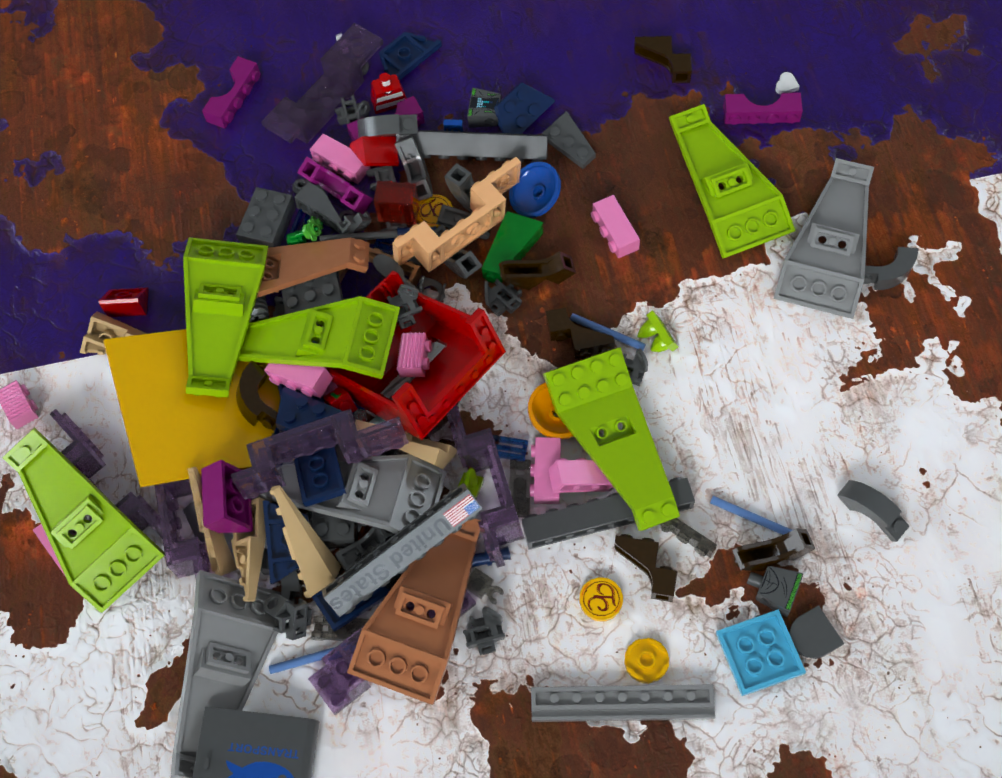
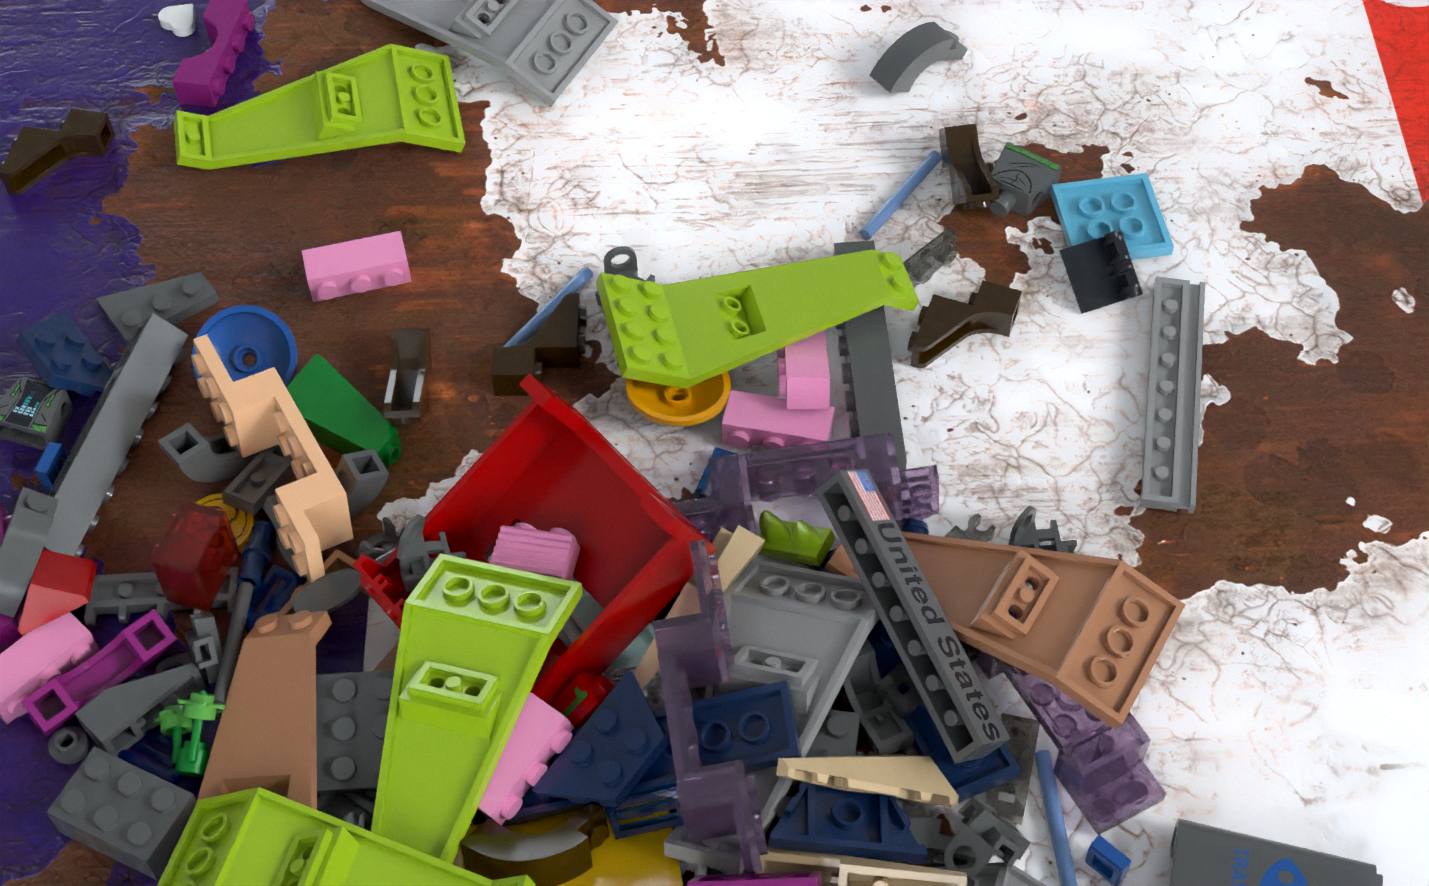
camera: 85 degrees left, 10 degrees down
(290, 684) = (1107, 860): none -> blue tile
(415, 167) = (112, 533): dark grey arch -> none
(501, 301) = (435, 452): dark grey piece -> none
(601, 599) = (1004, 394): yellow tile -> none
(646, 660) = (1107, 355): yellow tile -> none
(652, 327) = (558, 246): lime tile -> none
(708, 648) = (1101, 272): none -> black hinge
(814, 634) = (1088, 157): dark grey tile -> none

